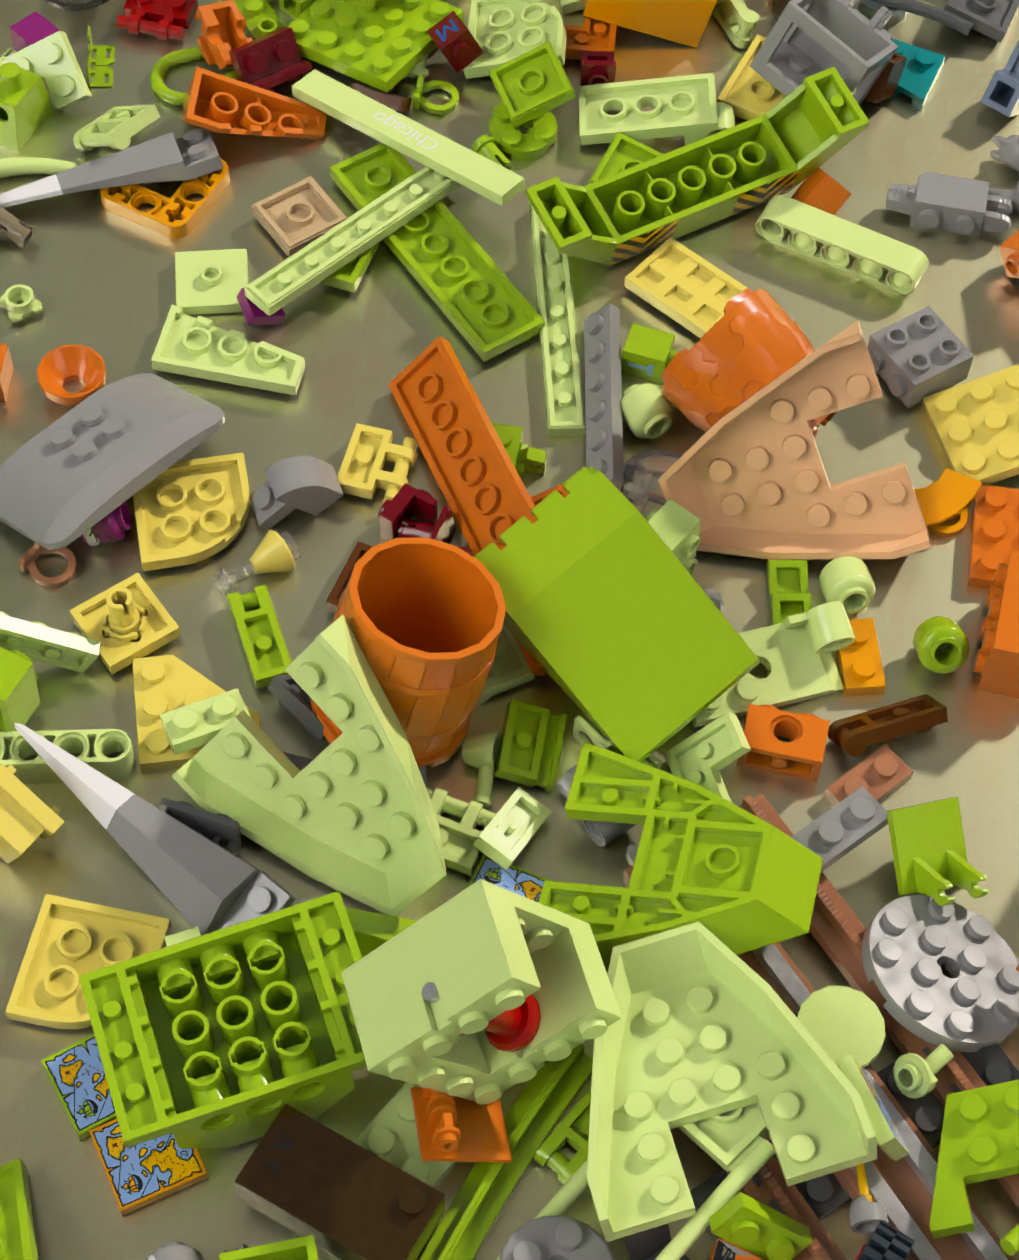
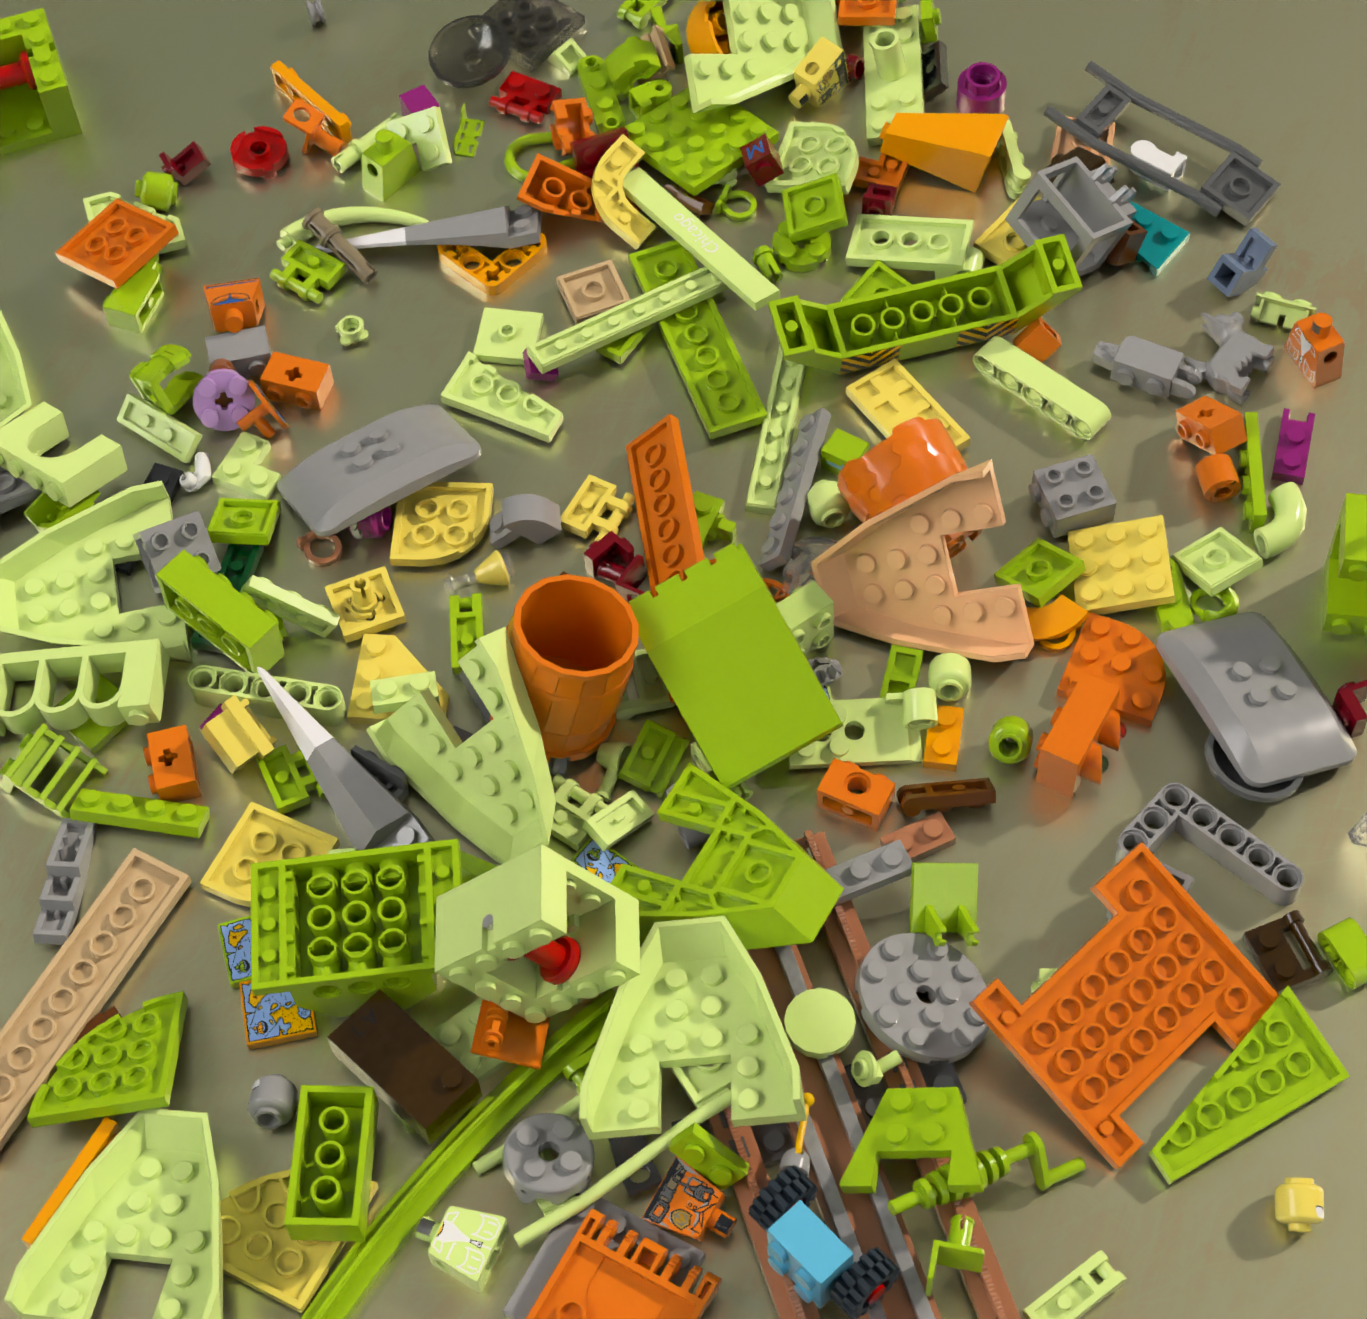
camera: 20 degrees right, 0 degrees up
(68, 365) = (374, 388): orange piece -> none
(80, 859) = (284, 781): none -> lime plate
(116, 127) = (462, 194): yellowish green plate -> none
(292, 105) = (610, 196): none -> light yellow plate
(707, 752) = (786, 791): yellowish green plate -> none
(886, 1133) = (819, 1083): yellowish green tile -> none
(912, 440) = (1041, 571): none -> lime plate

